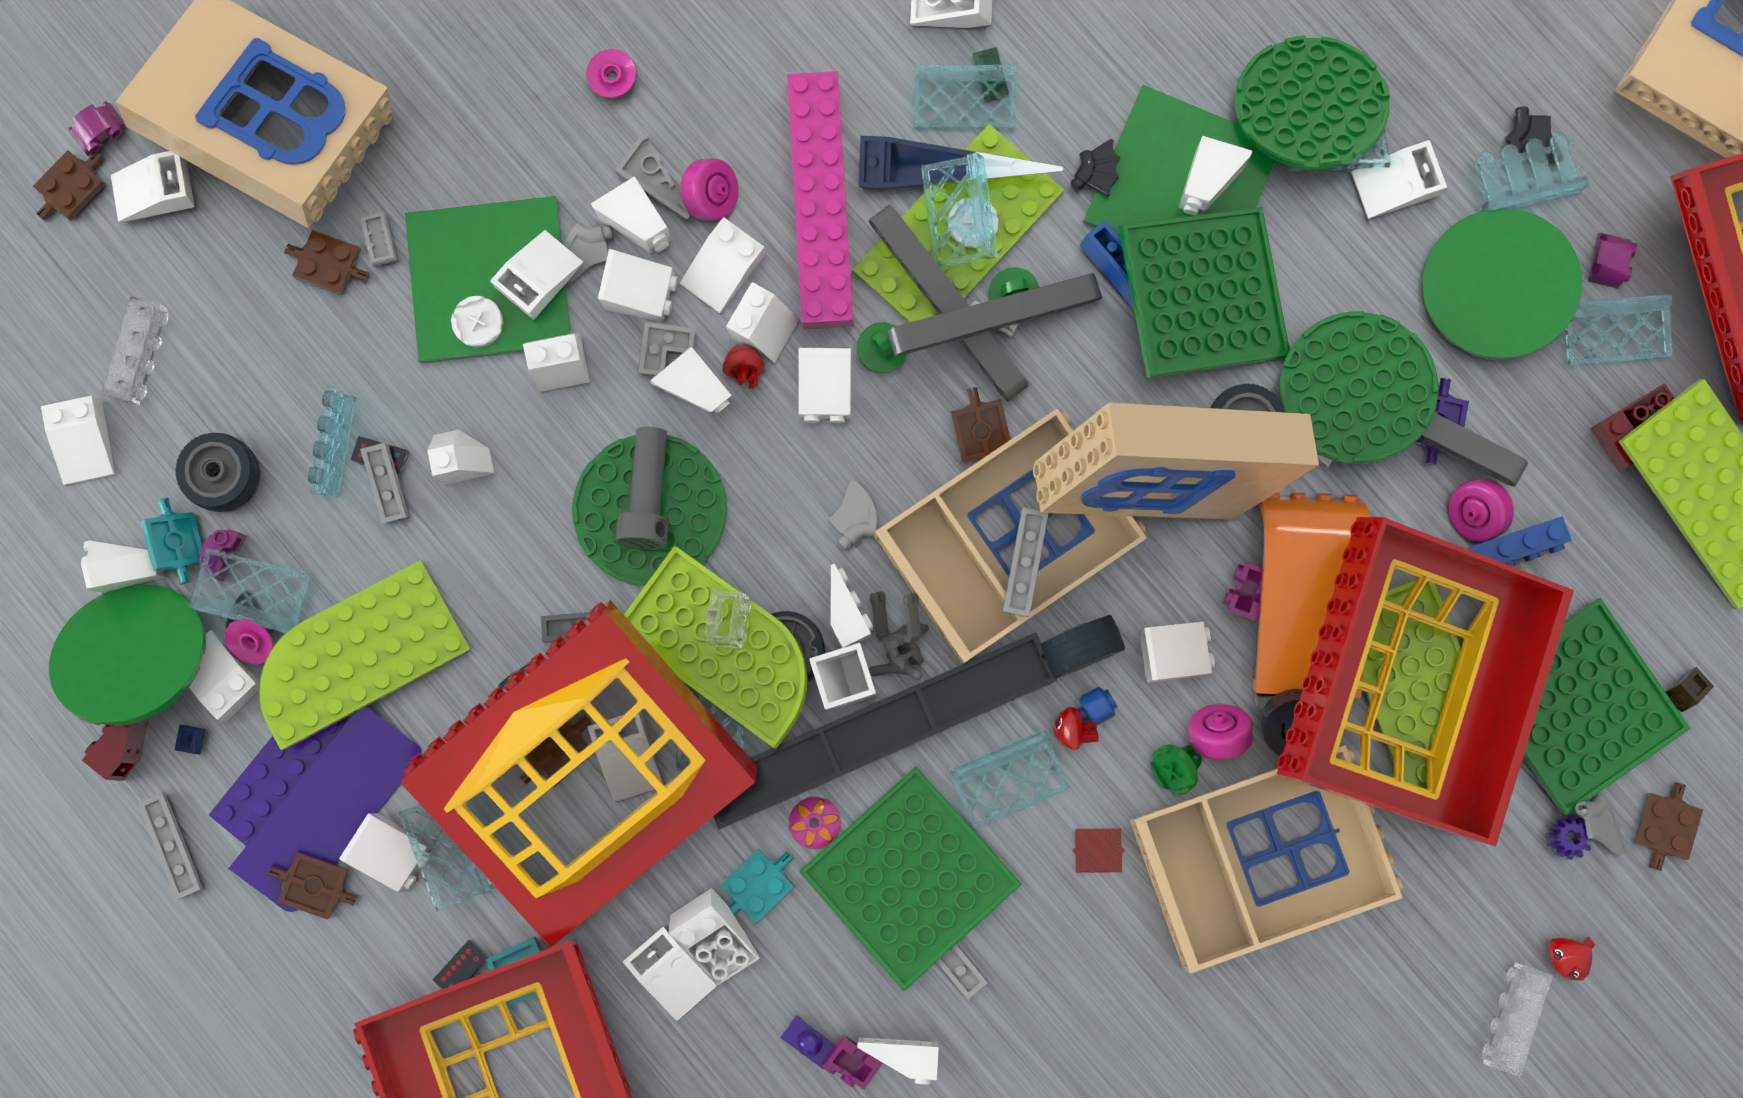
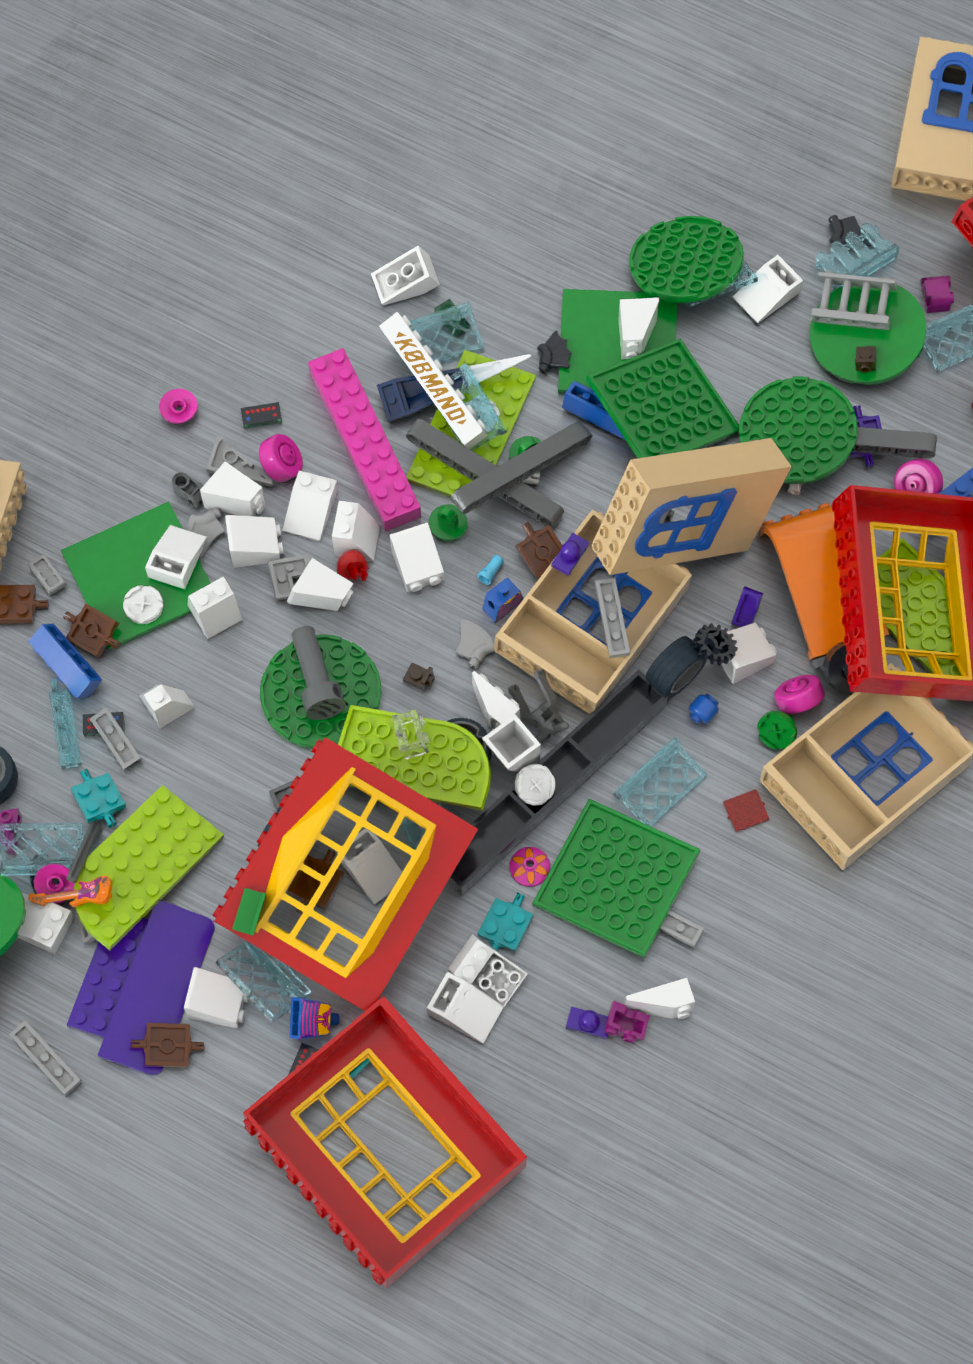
camera: 25 degrees left, 15 degrees down
(189, 739) = (32, 975): dark blue tile -> none
(285, 677) = (96, 891): none -> orange piece
(295, 615) = (83, 852): none -> dark grey axle
(339, 549) = (98, 798): none -> teal plate
(359, 361) = (65, 660): none -> brick
(405, 333) = (92, 630): none -> reddish brown plate
(443, 787) = (249, 911): none -> green panel
(486, 920) = (311, 1018): none -> torso
(586, 191) = (190, 491): none -> dark grey piece
(708, 120) = (261, 415): none -> black tile
(773, 535) = (419, 677): none -> dark brown bracket
(854, 731) = (534, 784): none -> white tile
(905, 432) = (488, 573): none -> medium azure pin
(908, 475) = (504, 598): none -> blue torso
(929, 159) = (433, 380): none -> white brick
(1006, 459) = (570, 554): none -> dark purple tile
(1072, 731) = (692, 730): red piece -> none
(1140, 642) = (715, 644): none -> black gear
(1201, 598) = (747, 607): none -> dark purple tile
(1246, 594) = (778, 592): magenta cylinder -> none
(1483, 322) = (865, 359): none -> dark brown bracket
(1500, 264) = (861, 317): none -> light grey fence

